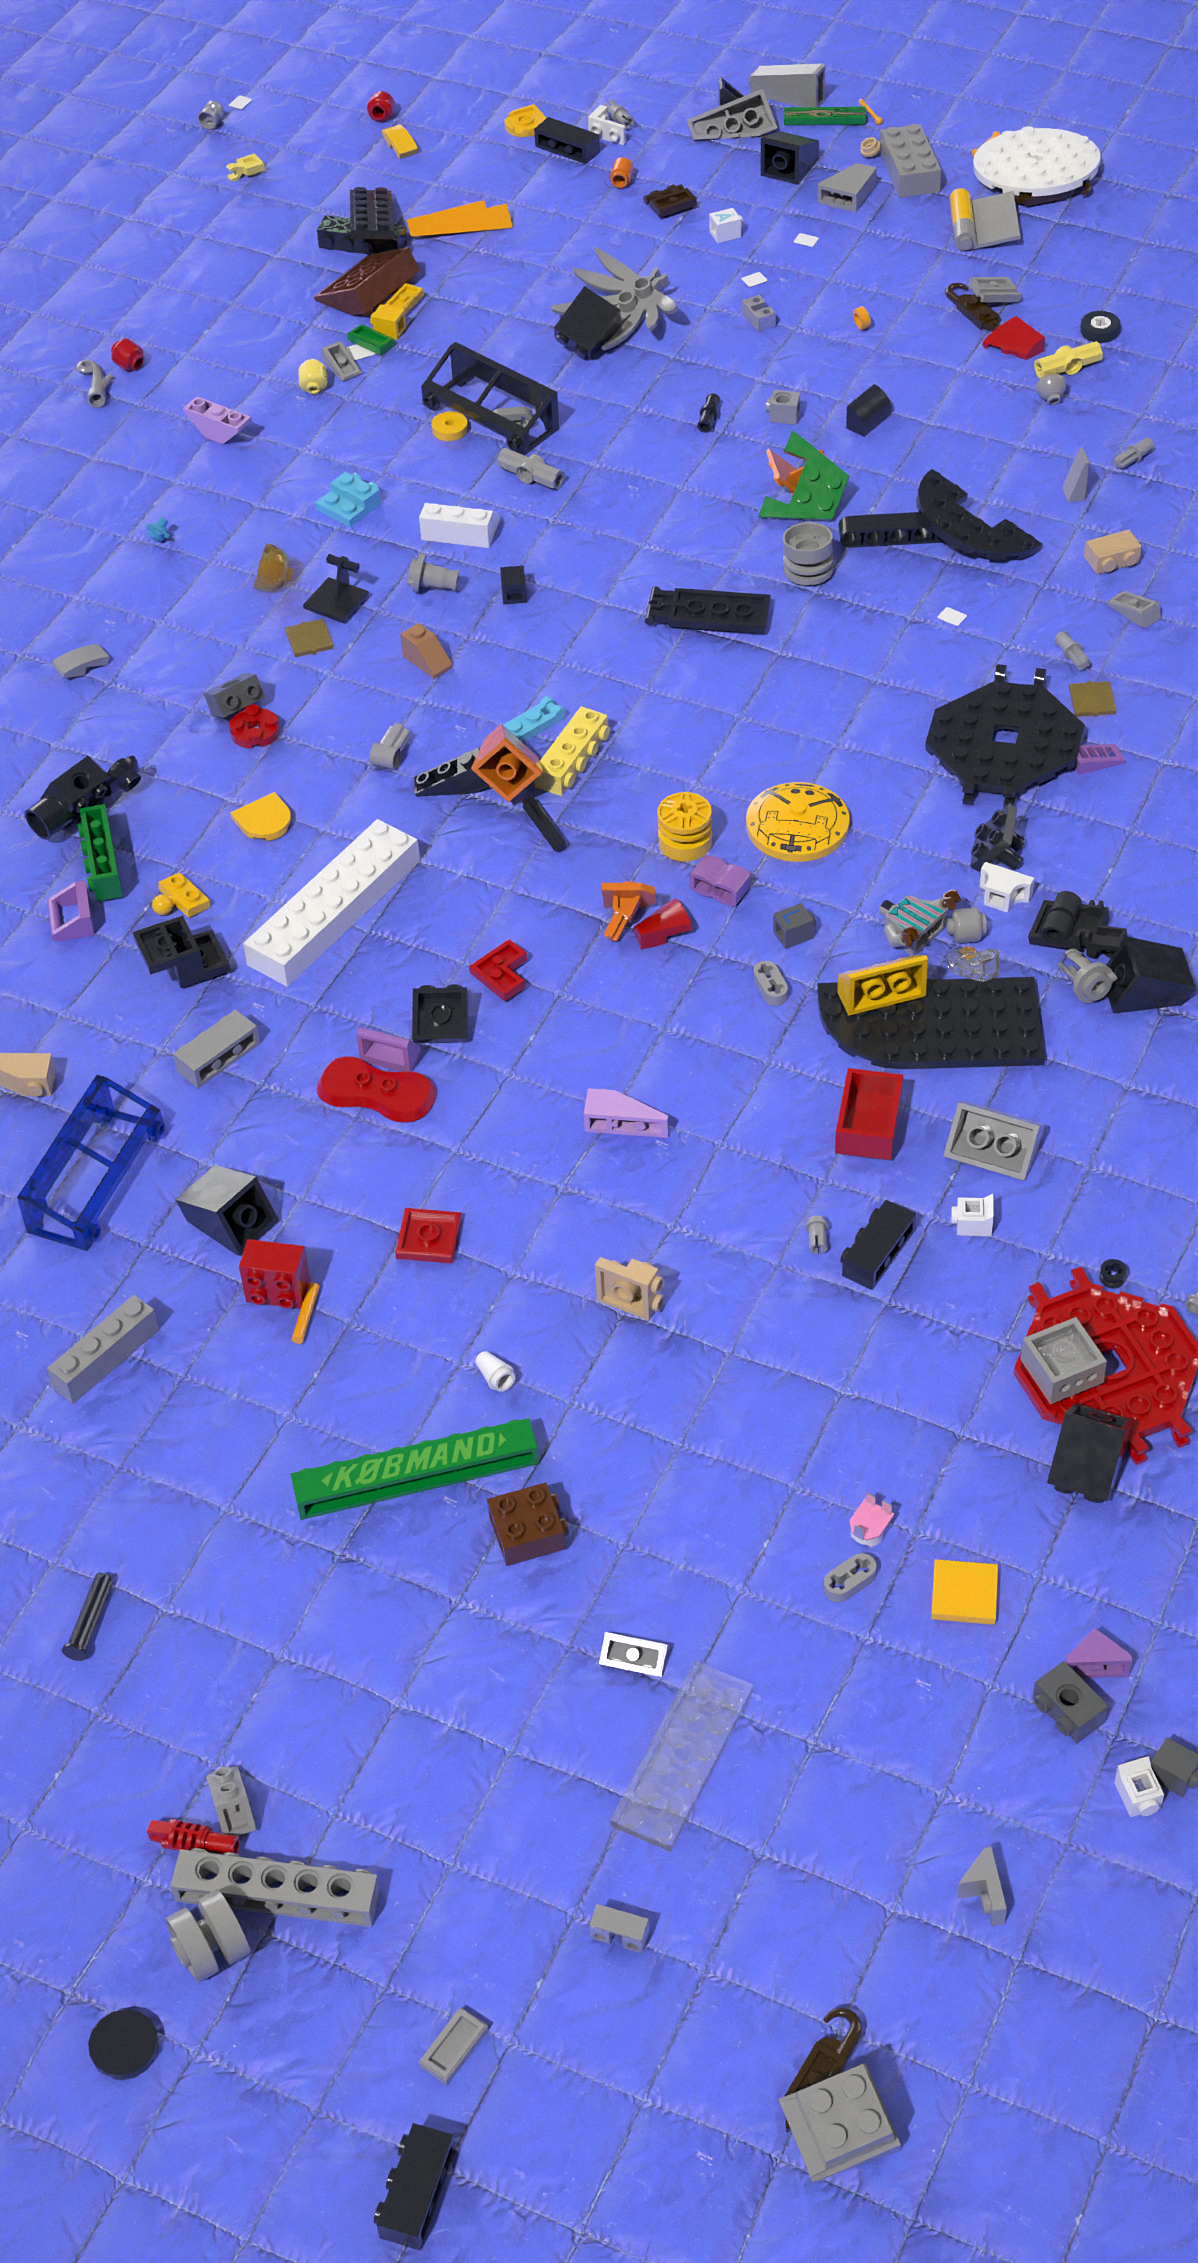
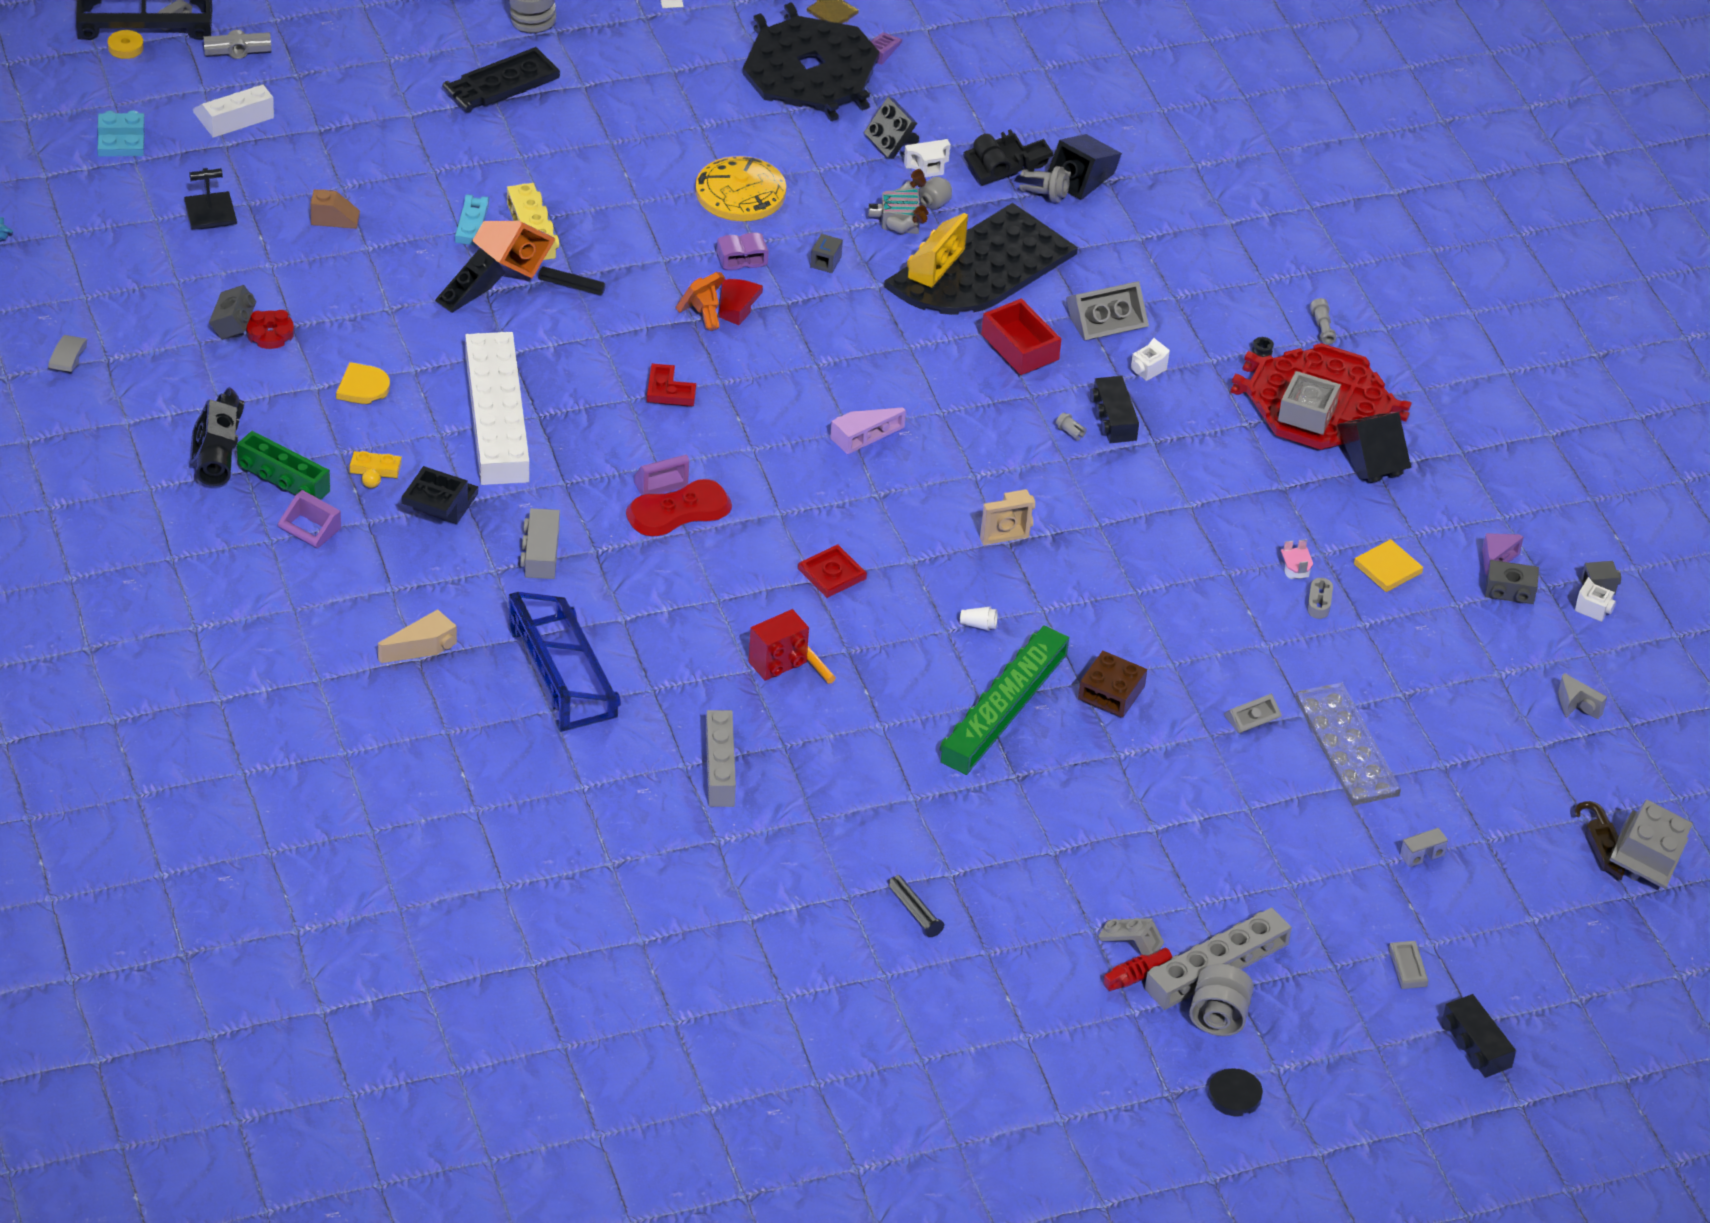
camera: 50 degrees left, 5 degrees down
(228, 1207) = (686, 629): slope -> none
(272, 569) = (135, 211): clear yellow cylinder -> none
(308, 638) = (223, 248): clear yellow piece -> none
(388, 751) = (397, 291): light grey piece -> none
(428, 575) = (261, 156): light grey piece -> none
(440, 1014) = (667, 434): black plate -> none
(513, 584) = (337, 132): black brick -> none
(684, 826) = (680, 227): yellow wheel -> none
(766, 984) = (853, 297): light grey beam -> none
(974, 964) = (977, 211): clear leg -> none

